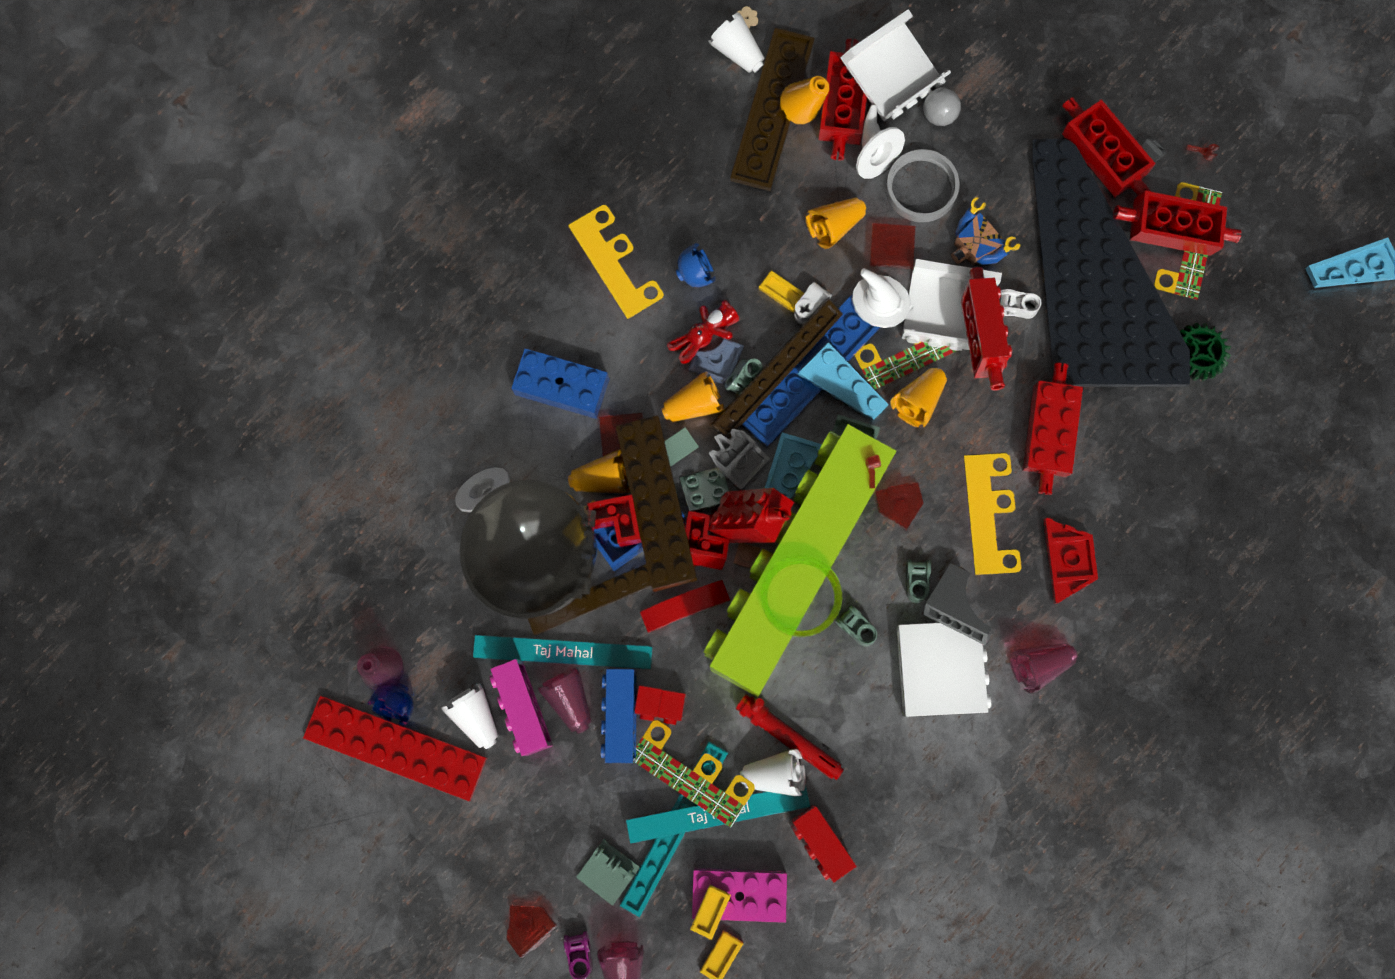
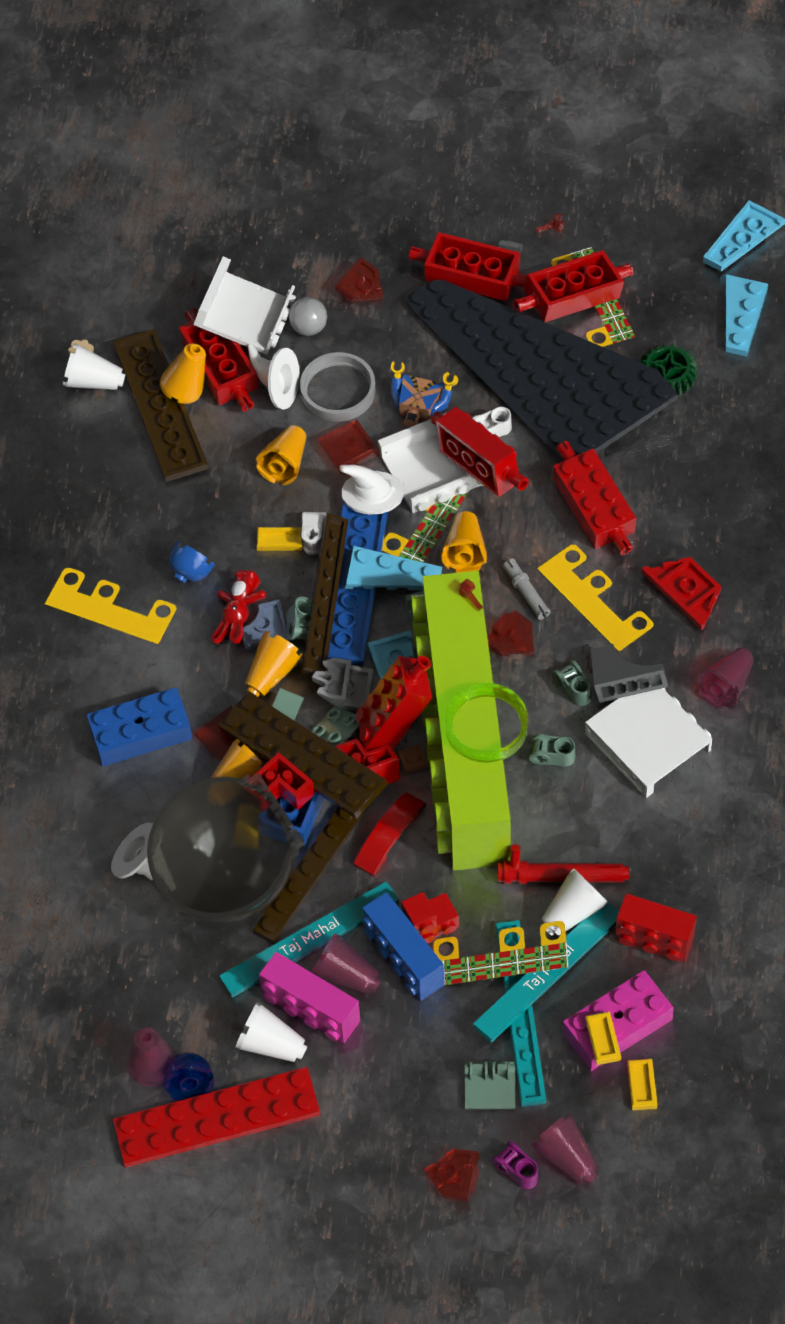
camera: 40 degrees left, 20 degrees down
(940, 471) = (521, 581): none -> light grey pin
(1008, 103) = (361, 283): none -> clear red plate
(1307, 334) = (743, 310): none -> medium azure wing

